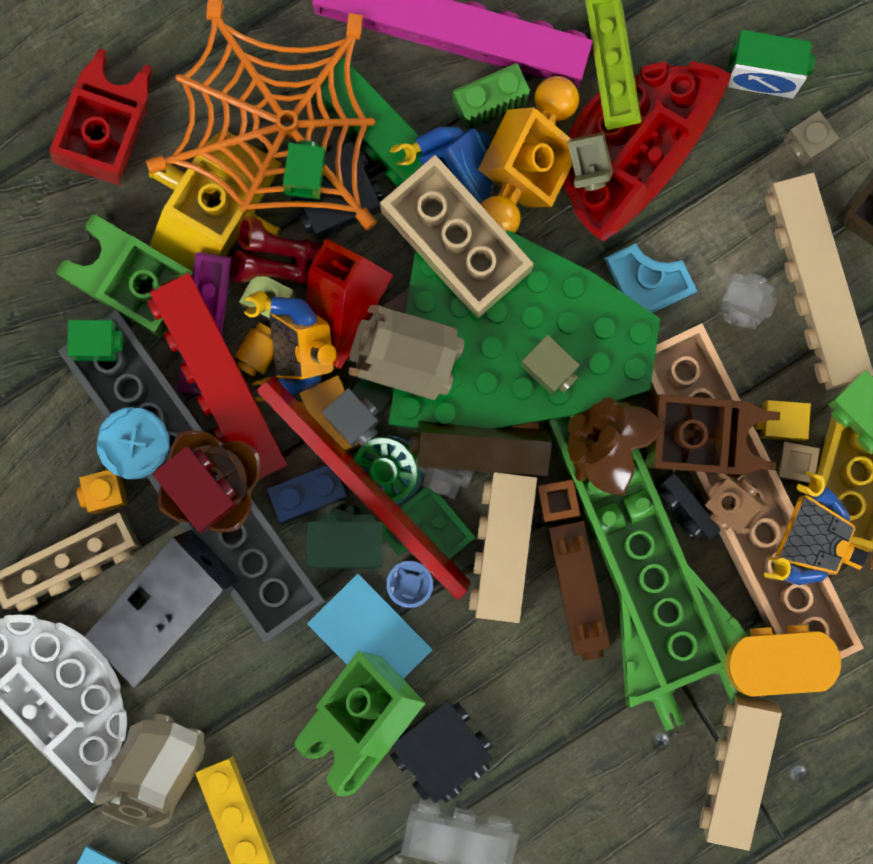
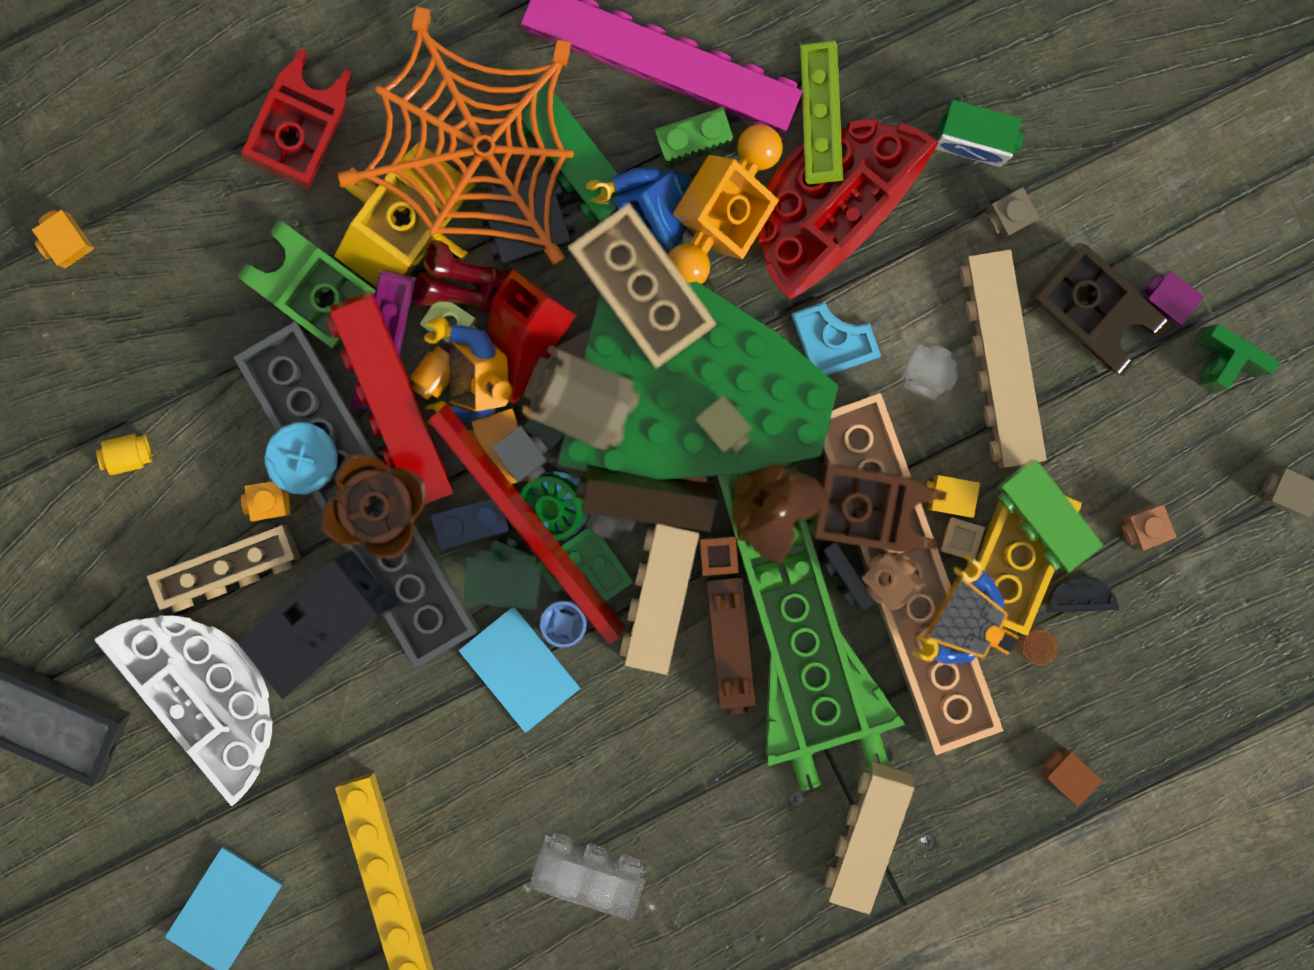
camera: 10 degrees right, 5 degrees up
(94, 340) = (270, 352): green brick -> none
(151, 772) = (292, 782): dark tan brick -> none
(195, 489) = (359, 514): dark red brick -> none
(304, 169) = (497, 199): green brick -> none
(359, 720) = (501, 752): bright green brick -> none
(442, 753) = (579, 790): black brick -> none
(590, 161) = (786, 217): olive bracket -> none
(782, 662) = (921, 737): light orange brick -> none

